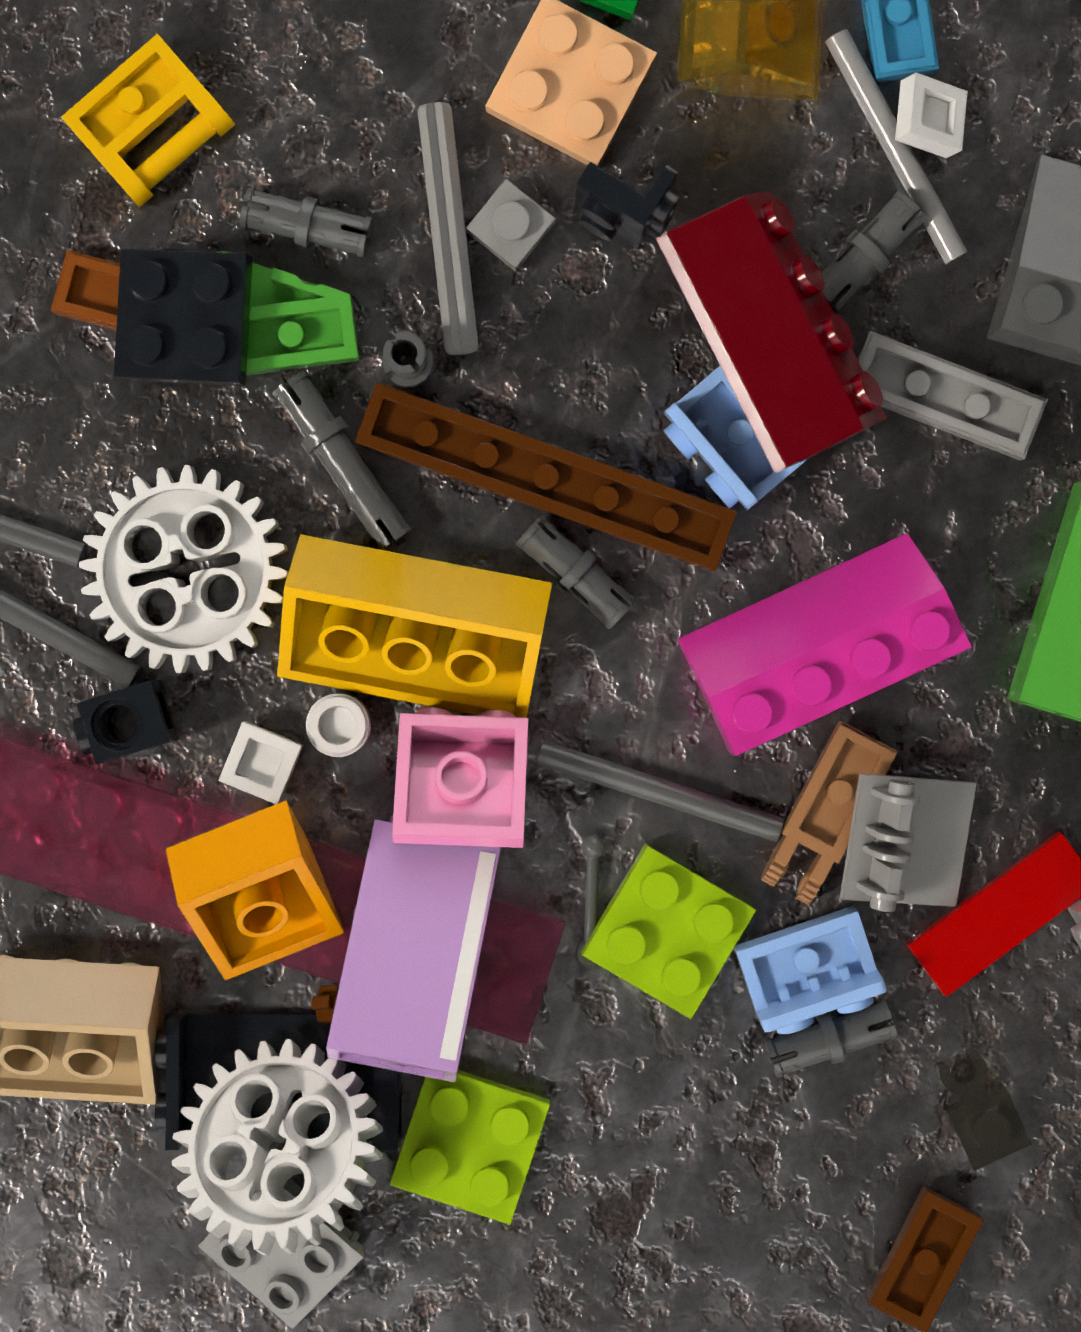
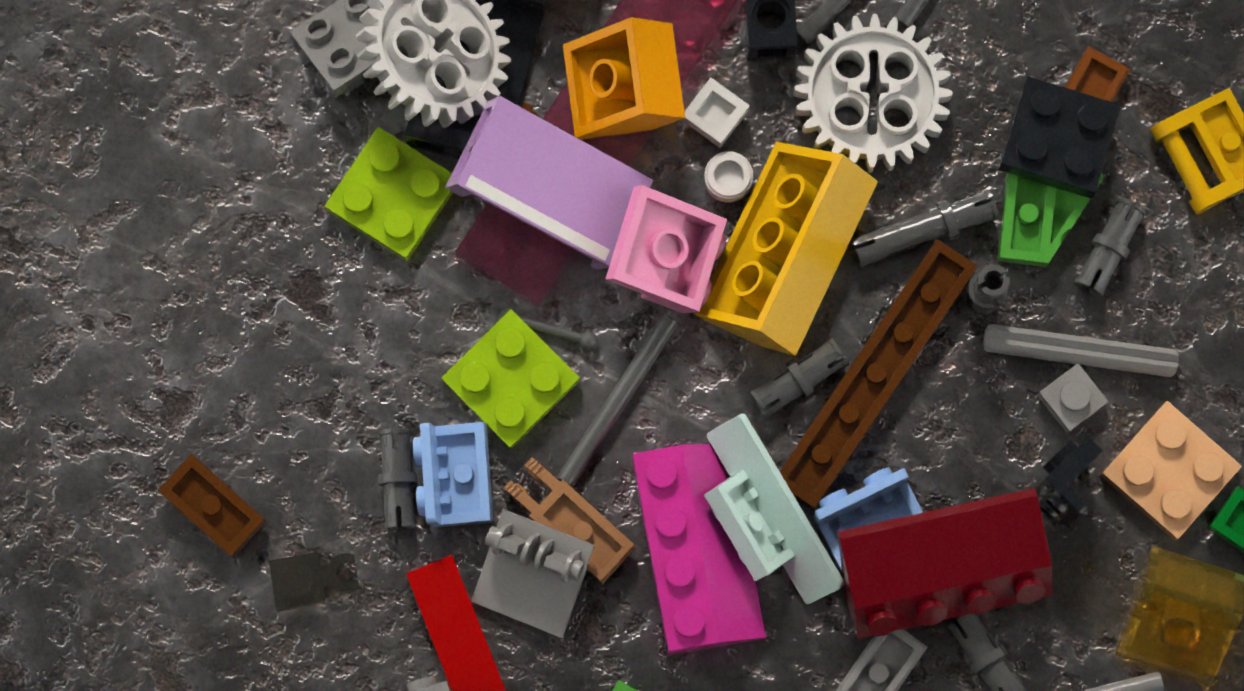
camera: 105 degrees right, 10 degrees down
(766, 572) = (765, 516): none -> light aqua bracket

